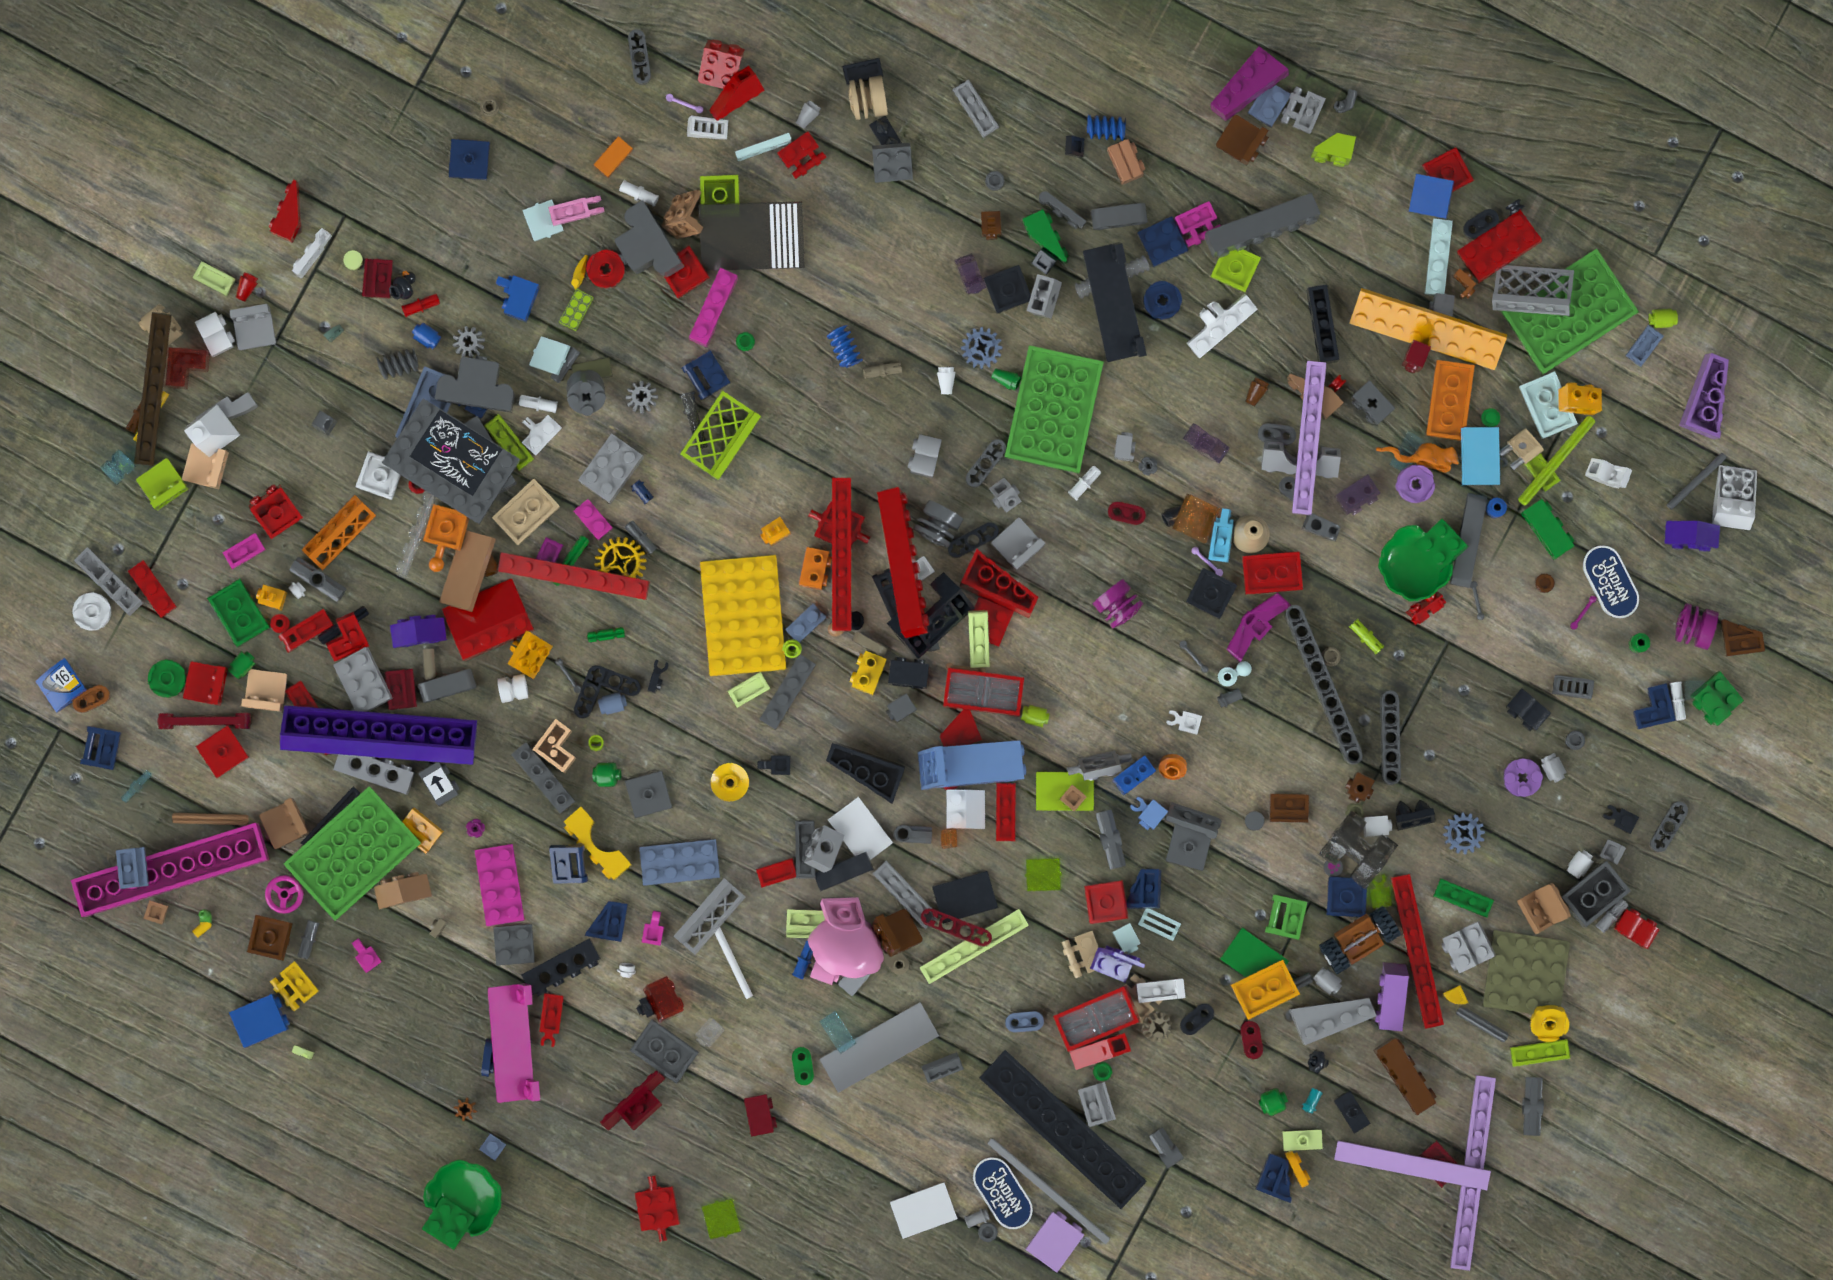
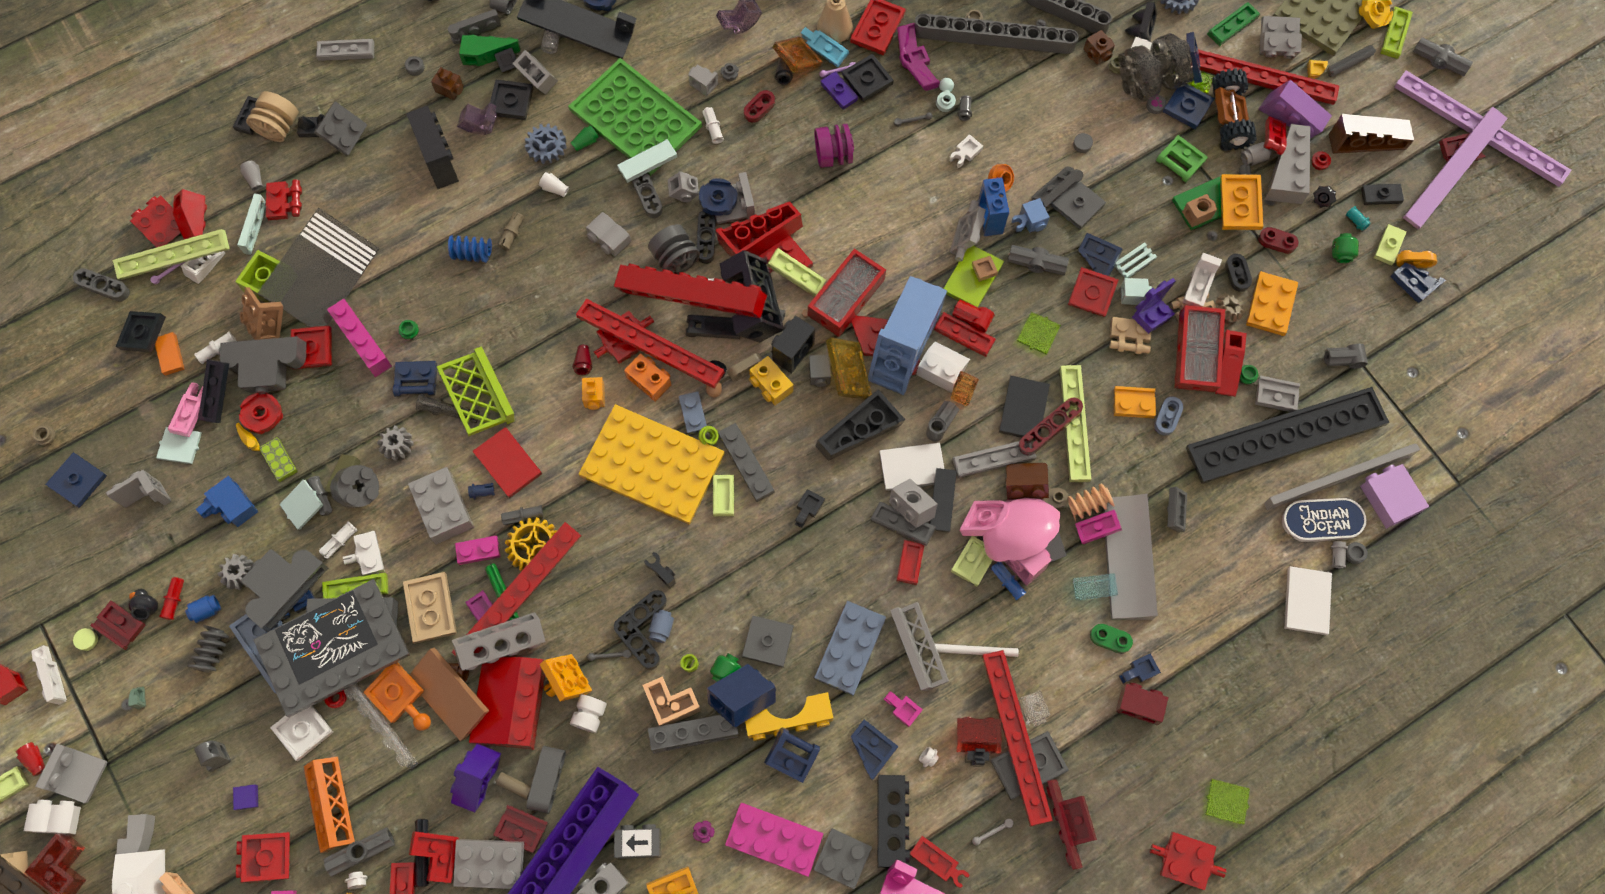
camera: 60 degrees left, 15 degrees down
(308, 466) = (245, 797): none -> dark purple tile
(493, 231) = (136, 487): none -> light grey bracket
(538, 588) = (486, 638): none -> light grey brick
(591, 799) = (741, 695): none -> dark blue brick
(600, 221) = (213, 391): none -> black plate
(607, 634) = (592, 597): green axle -> none
(610, 1057) = (1008, 823): none -> light grey hinge
(617, 123) = (140, 331): none -> black plate
(678, 497) = (507, 462): none -> red tile
(678, 1029) = (1017, 738): none -> red plate
(695, 102) = (171, 254): none -> yellowish green plate
(726, 772) = (800, 547): yellow dish -> none
(789, 1103) = (1143, 669): none -> dark blue plate
(799, 504) = (582, 361): none -> dark red cone
(889, 1010) = (1098, 526): none -> dark pink plate
(906, 993) = (1090, 501): none -> light nougat piece
(914, 732) = (848, 368): none -> clear yellow plate
(921, 252) = (433, 146): none -> black wedge
(1012, 449) = (647, 161): none -> light aqua tile
(1022, 534) = (718, 207): none -> dark blue plate
(1022, 987) = (1134, 402): none -> light orange plate
(1025, 811) = (977, 317): none -> red piece
(1035, 715) = (893, 263): lime brick -> none
(1184, 1062) = (1272, 303): none -> light orange plate
(1185, 574) = (839, 90): none -> dark purple plate
(1227, 957) = (1196, 216): none -> medium nougat brick
(1289, 808) = (1086, 110): reddish brown plate -> none
(1353, 989) = (1275, 135): none -> red plate
(1360, 1047) = (1319, 164): none -> red plate
(1392, 876) = (1190, 38): none -> dark blue wing

